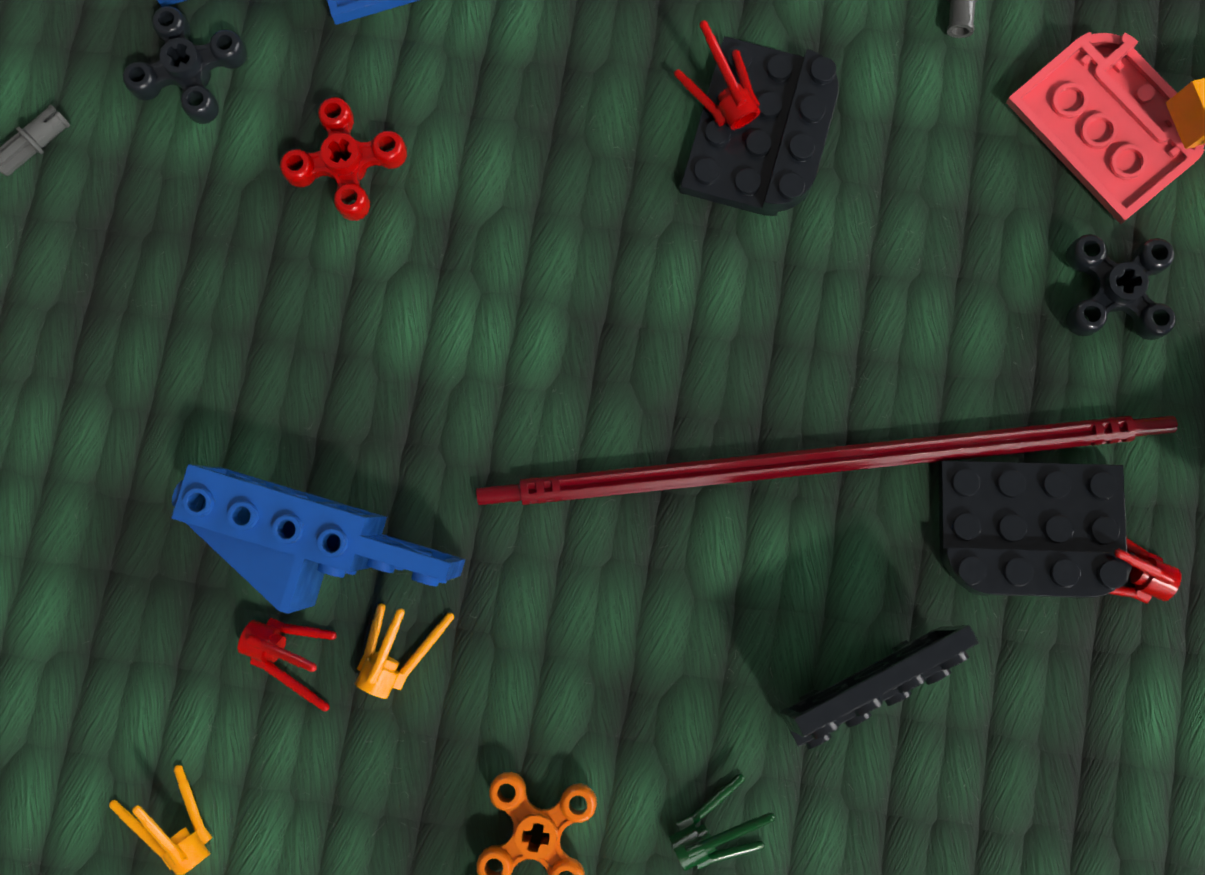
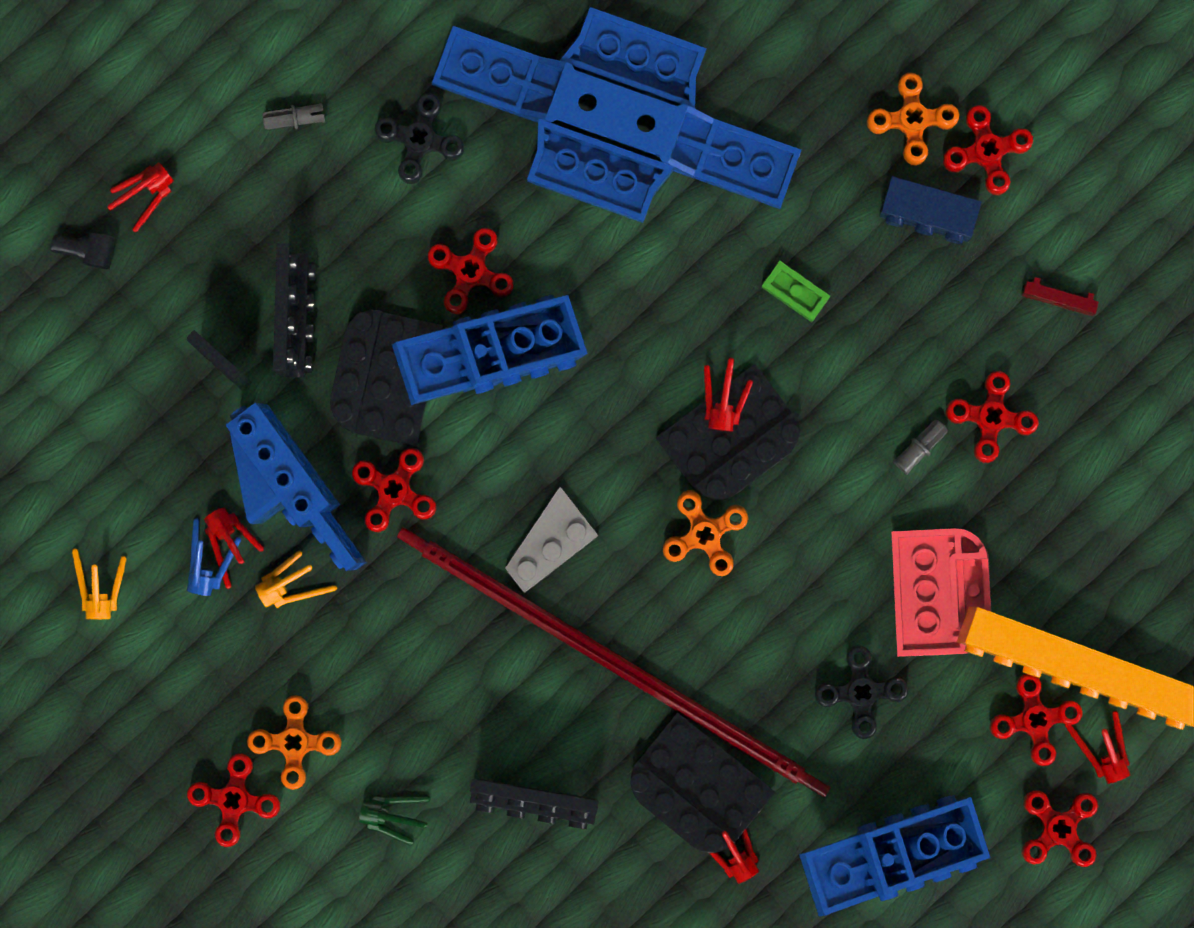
camera: 30 degrees right, 5 degrees up
(113, 451) = (218, 360): none -> black tile
(164, 336) = (292, 313): none -> black plate
(284, 724) = (200, 578): none -> blue plant
(332, 340) = (368, 384): none -> black plate
(417, 456) = (382, 483): none -> red gear
(425, 213) = (491, 350): none -> blue wedge
(654, 382) = (551, 542): none -> light grey wing
(822, 227) = (712, 544): none -> orange gear

